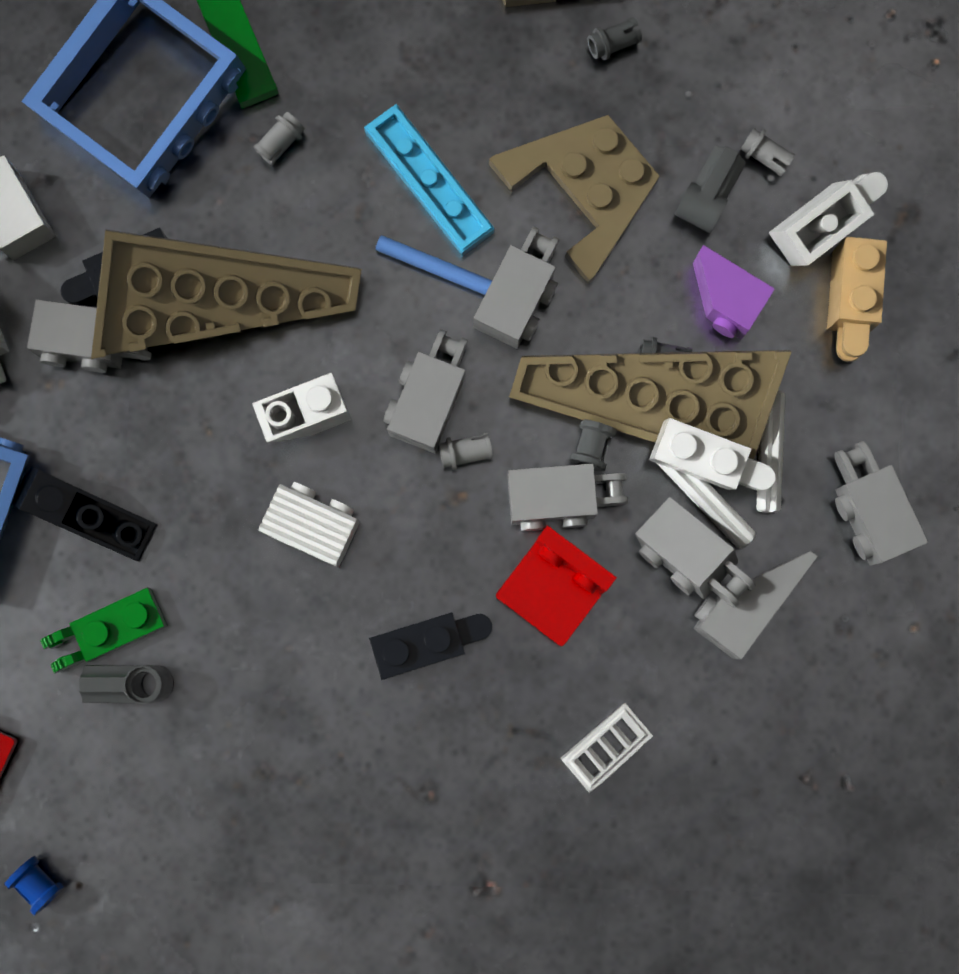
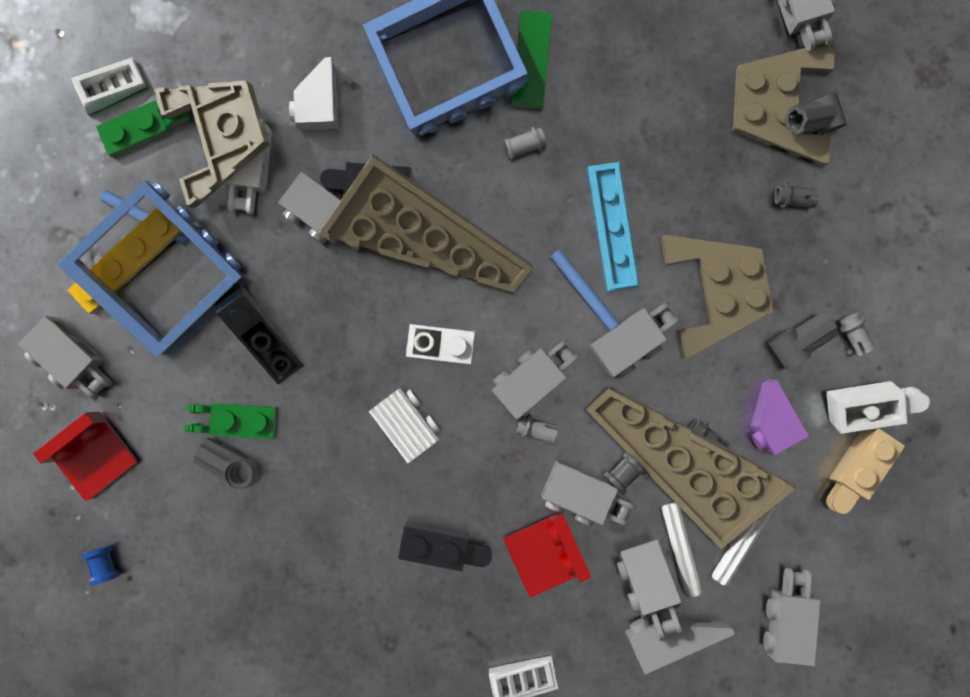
camera: 25 degrees right, 5 degrees up
(709, 457) = (698, 529): white brick -> none

